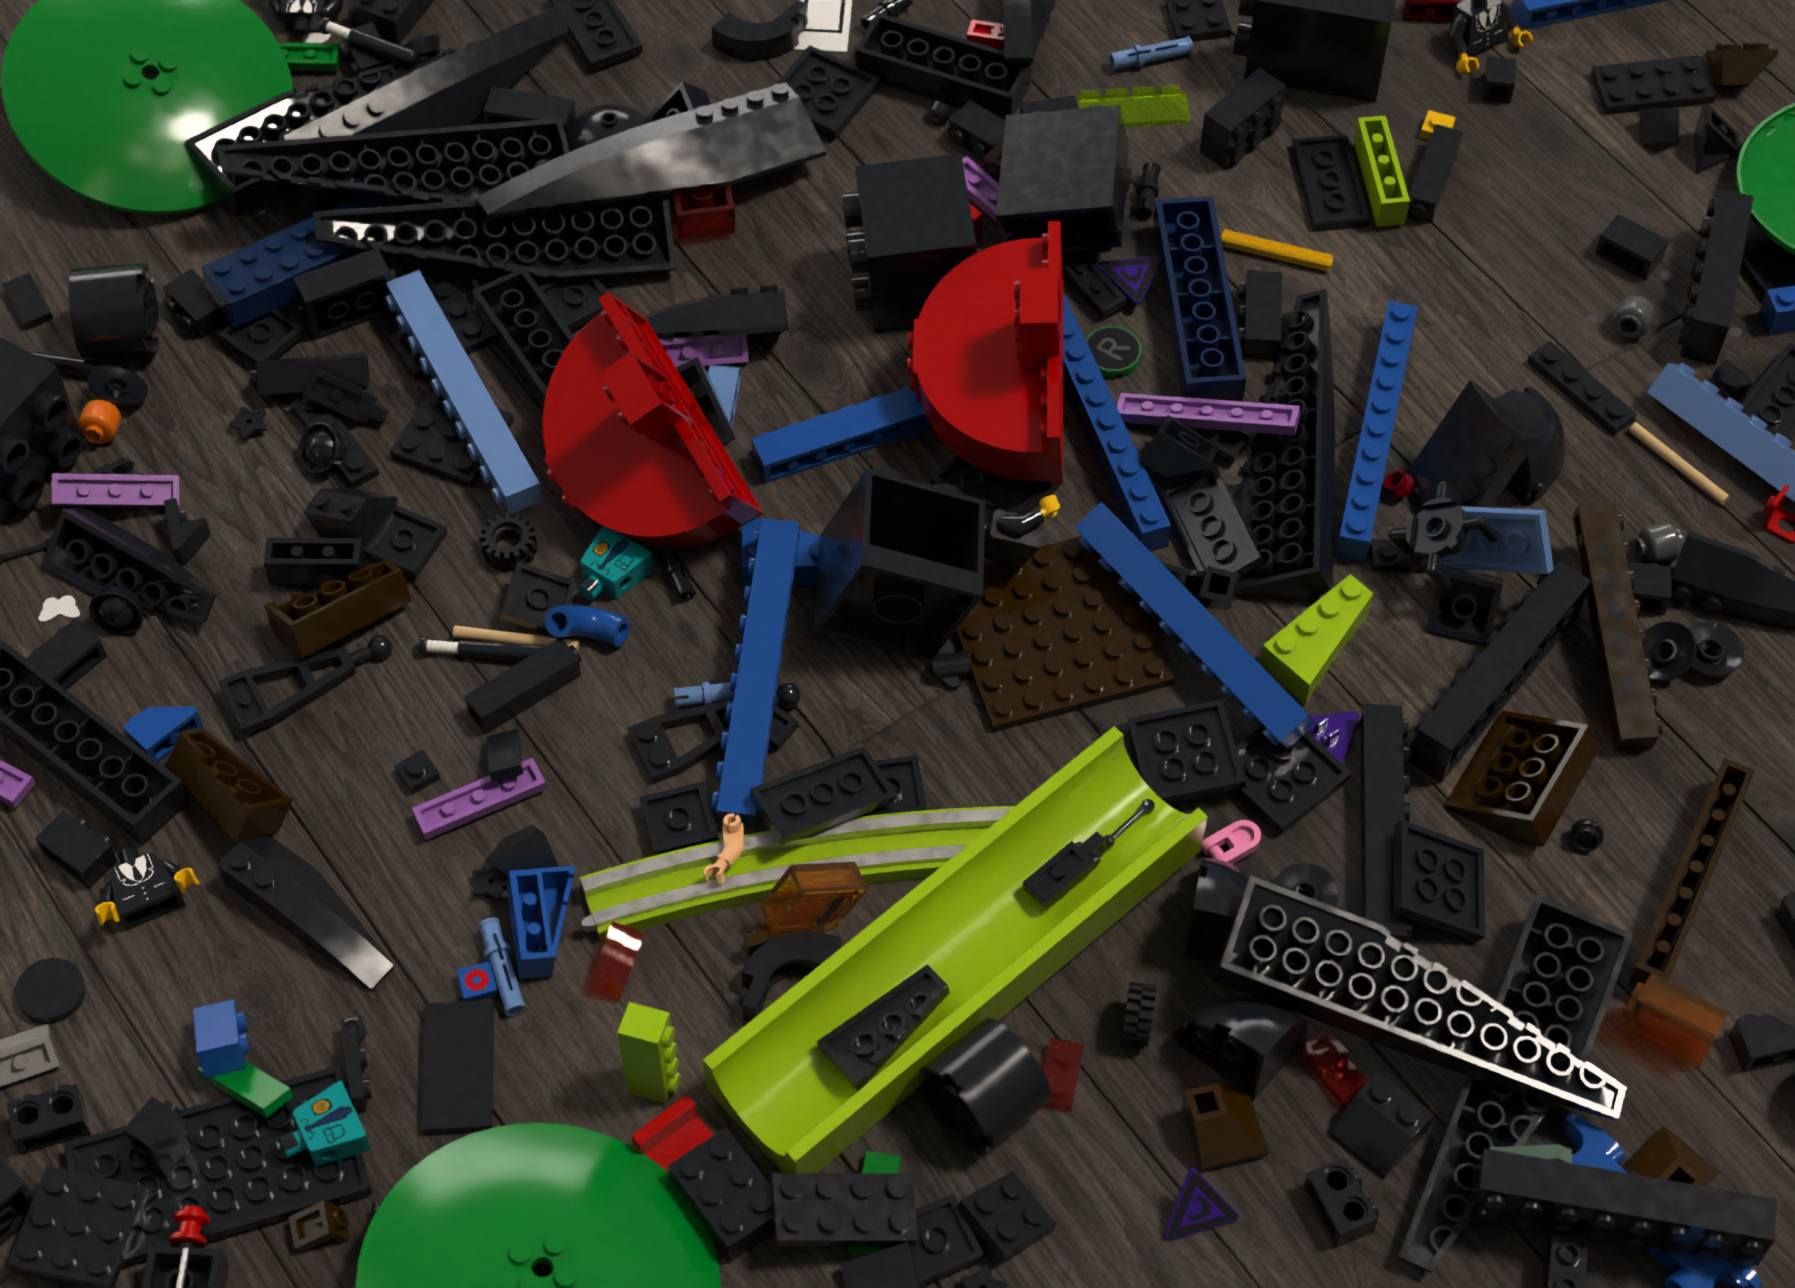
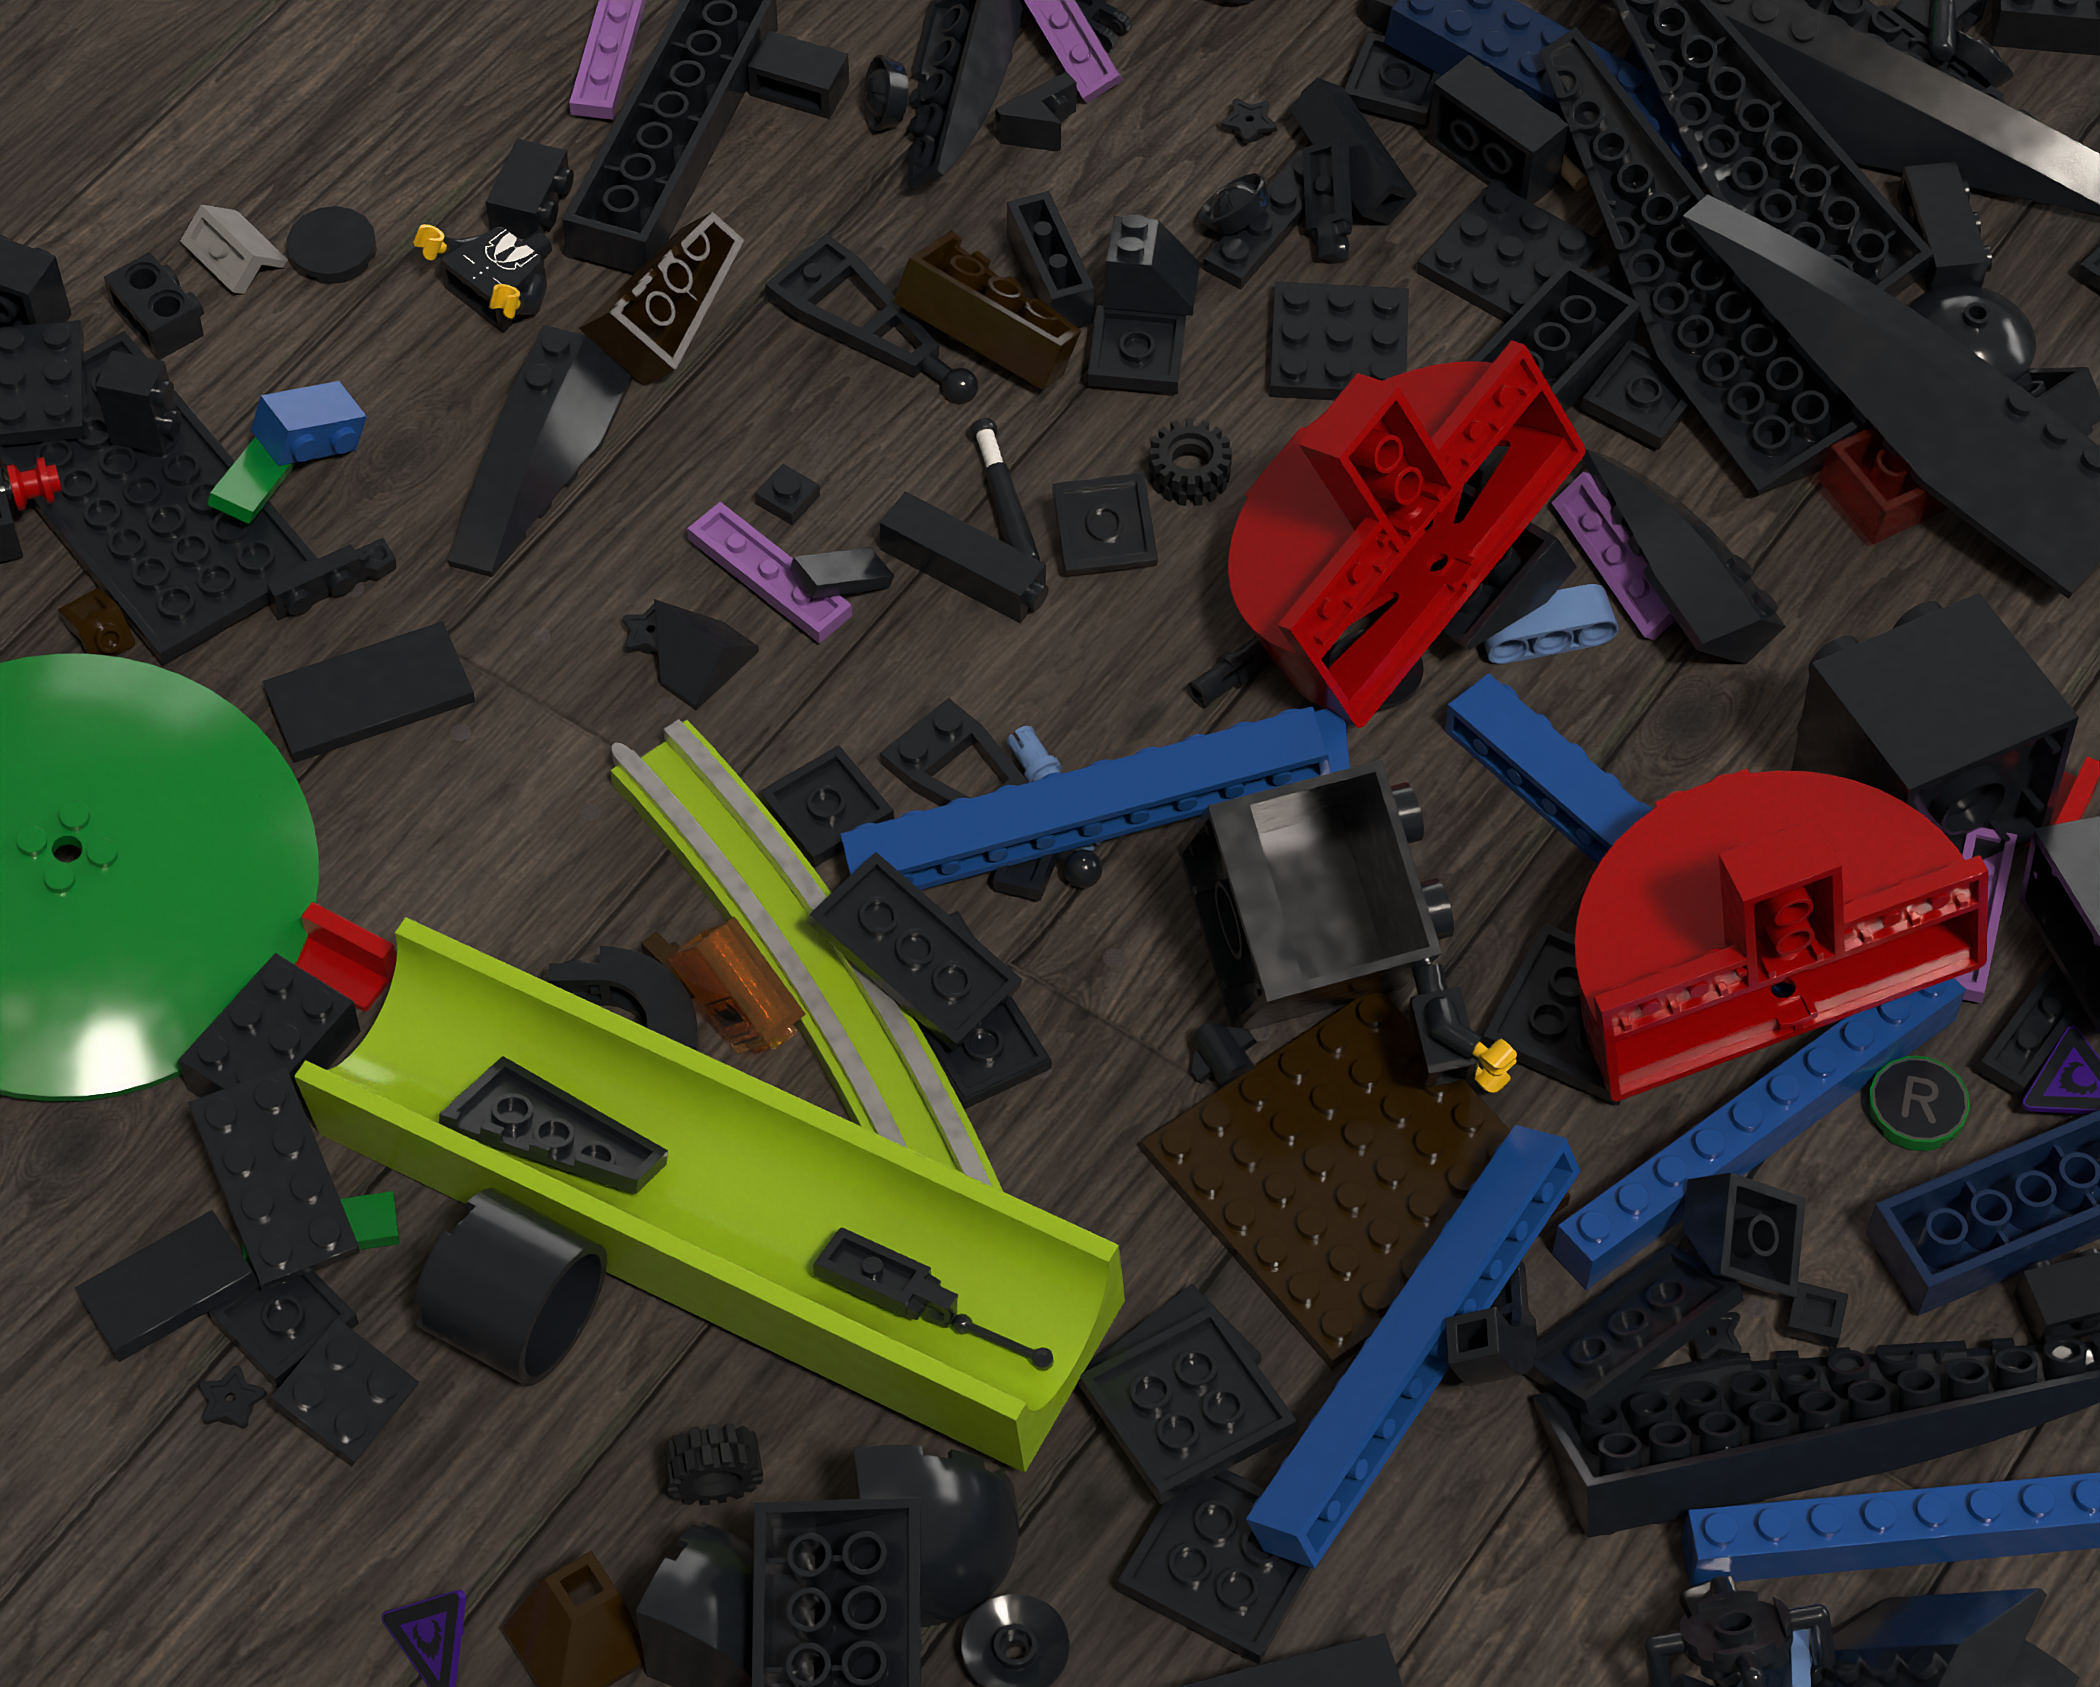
camera: 70 degrees right, 0 degrees up
(63, 606) = (879, 41): white sticker -> none
(158, 728) = (734, 200): blue slope -> none
(327, 1128) = (217, 573): teal torso -> none
(463, 393) = (1399, 310): medium blue brick -> none
(477, 982) = (497, 668): blue tile -> none
(498, 953) = (541, 675): medium blue pin -> none
(506, 637) = (1041, 528): tan bar -> none
(537, 915) = (602, 694): blue wedge -> none
(587, 623) = (1091, 588): blue cylinder -> none
(613, 565) = (1196, 592): teal torso -> none
(615, 961) = (576, 803): clear red slope -> none
(648, 1053) = (410, 854): lime brick -> none
(733, 847) = (789, 873): light nougat arm -> none
(1062, 1072) = (597, 1402): clear red plate -> none
(1210, 413) = (1846, 1263): medium lavender plate -> none
(1241, 837) = (1082, 1532): bright pink plate -> none
(1315, 639) = (1492, 1539): lime wedge -> none
(1334, 731) = (1329, 1610): dark purple piece -> none
(1398, 484) = (1859, 1588): dark red plate -> none

